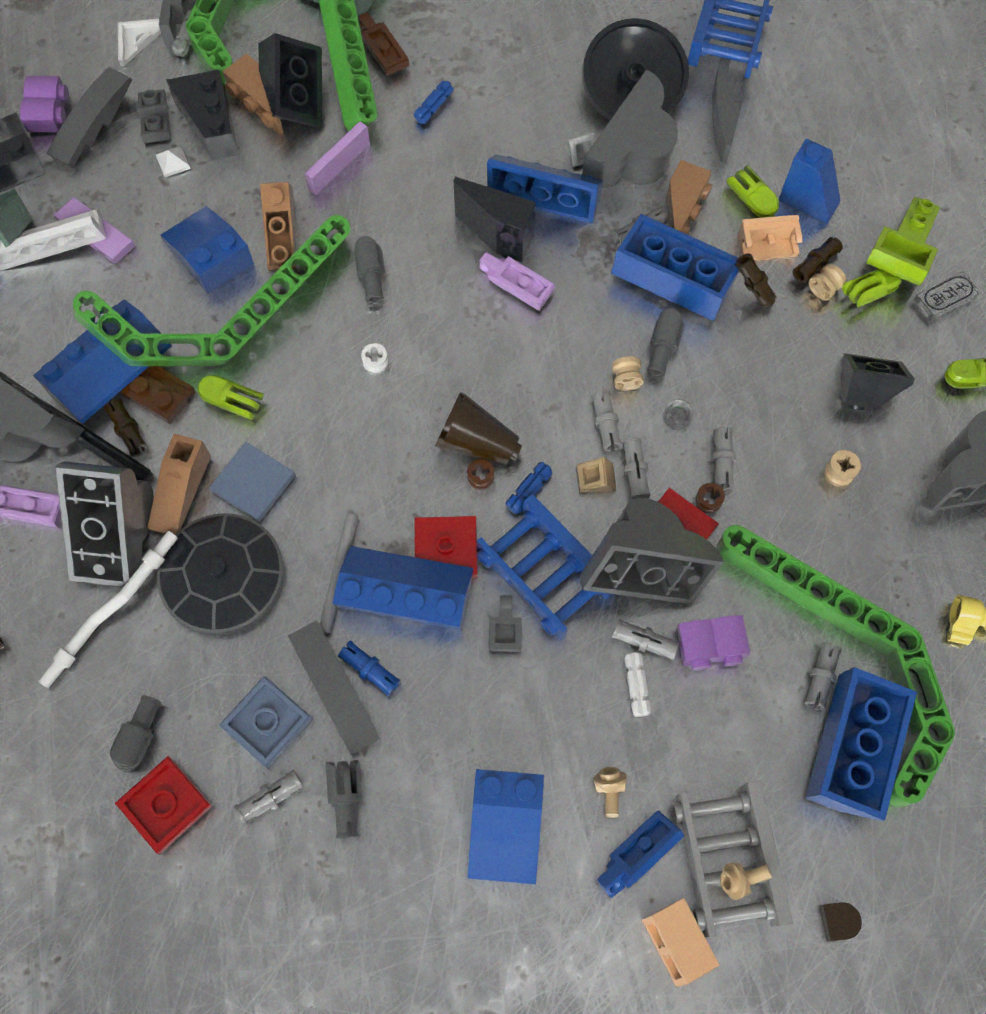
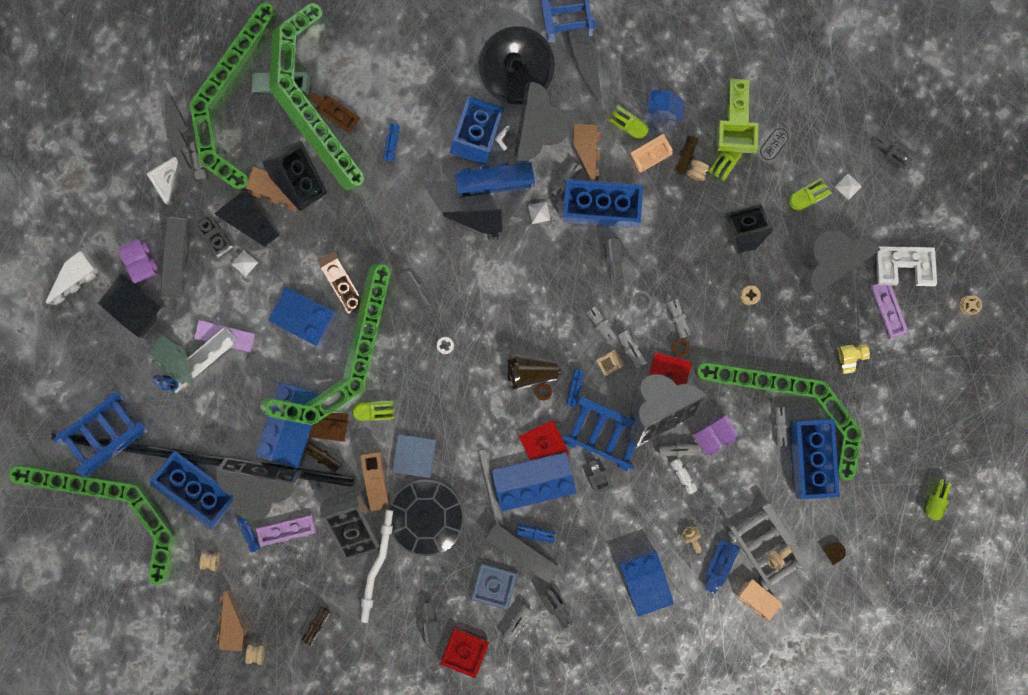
camera: 25 degrees left, 20 degrees up
(337, 158) = (352, 216): lavender tile -> none
(517, 280) = (507, 254): lavender hinge -> none
(544, 126) = (476, 130): none -> blue slope
(584, 253) = (539, 212): none -> white slope
(627, 373) = (601, 289): tan wheel -> none
(755, 280) = (654, 194): dark brown pin -> none

